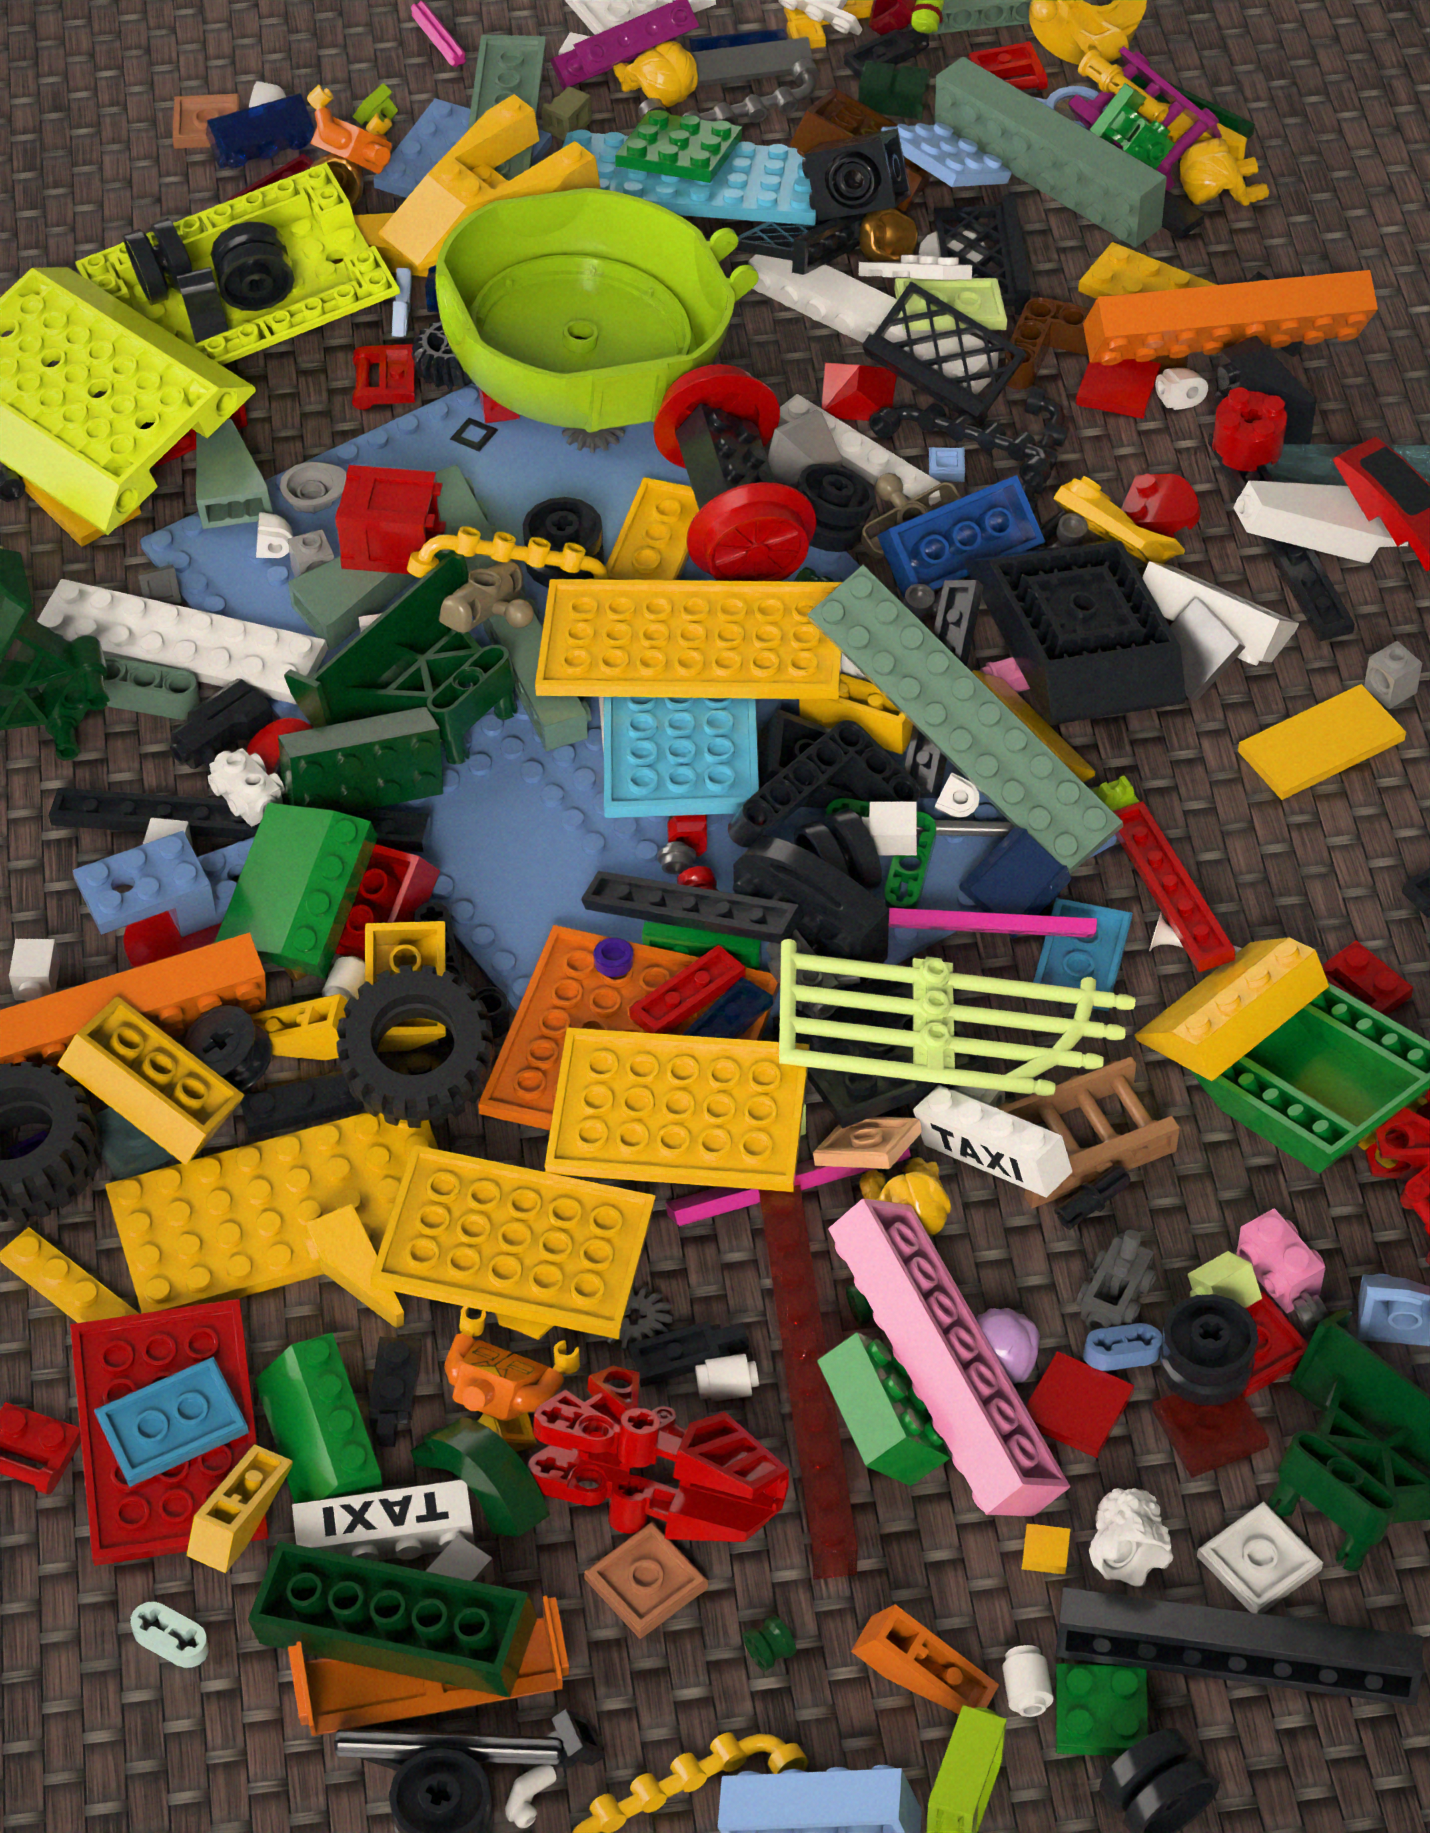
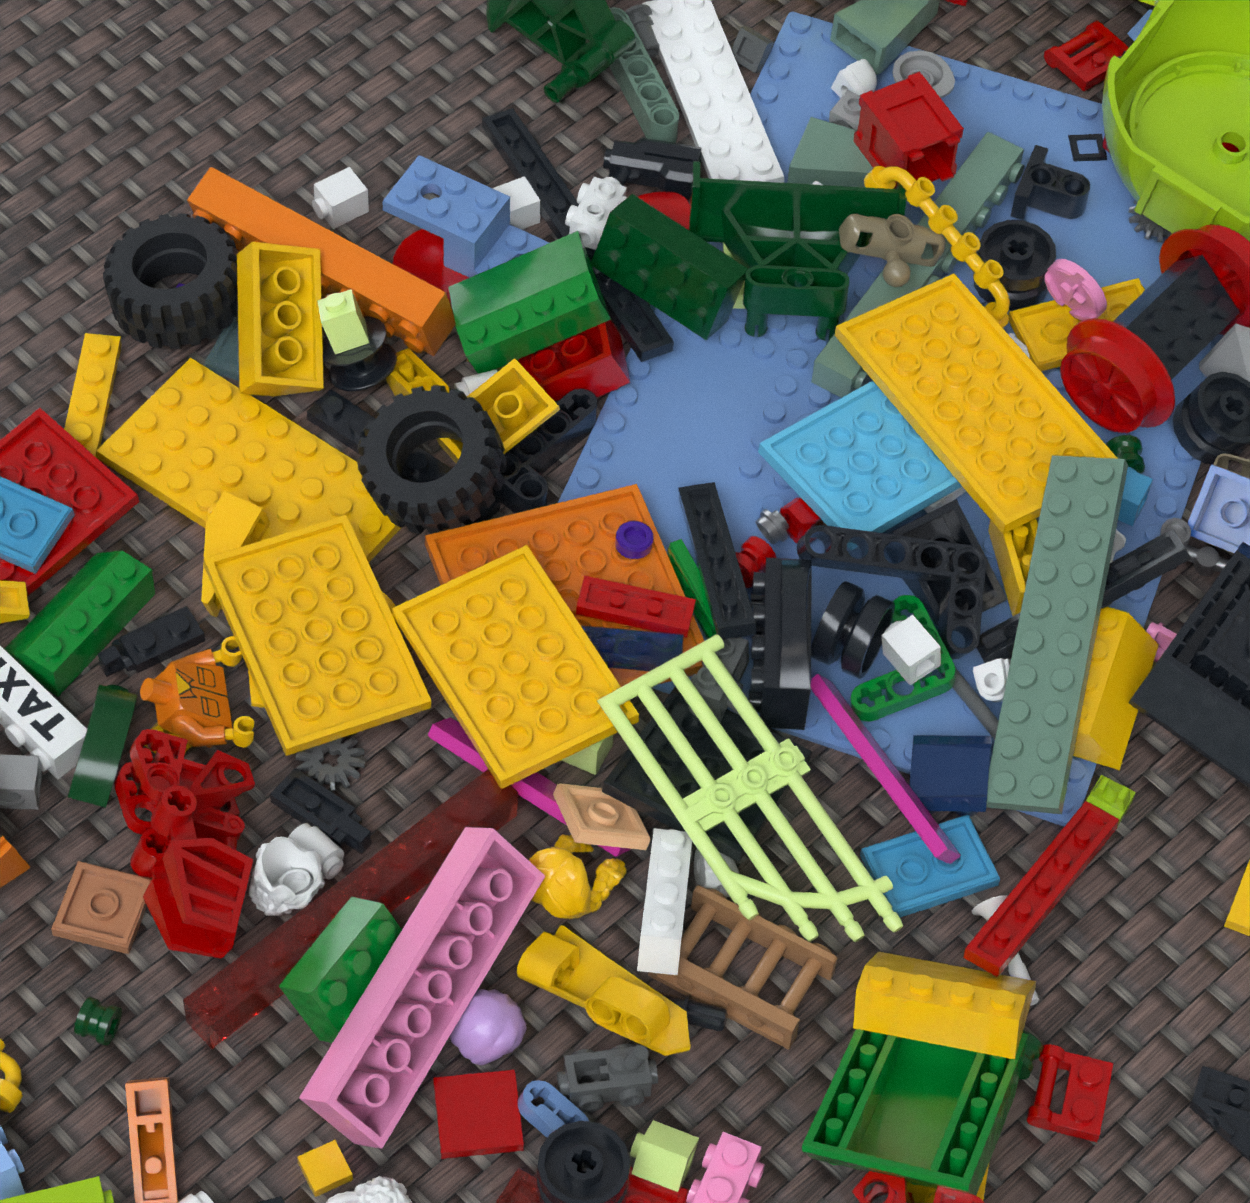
camera: 50 degrees right, 5 degrees up
(203, 1029) = (343, 321): none -> yellowish green brick
(503, 476) = (1050, 189): none -> black tile
(636, 513) = (1075, 288): none -> bright pink tile
(752, 1399) = (285, 877): none -> white hair
(1054, 1233) = (606, 990): none -> yellow panel

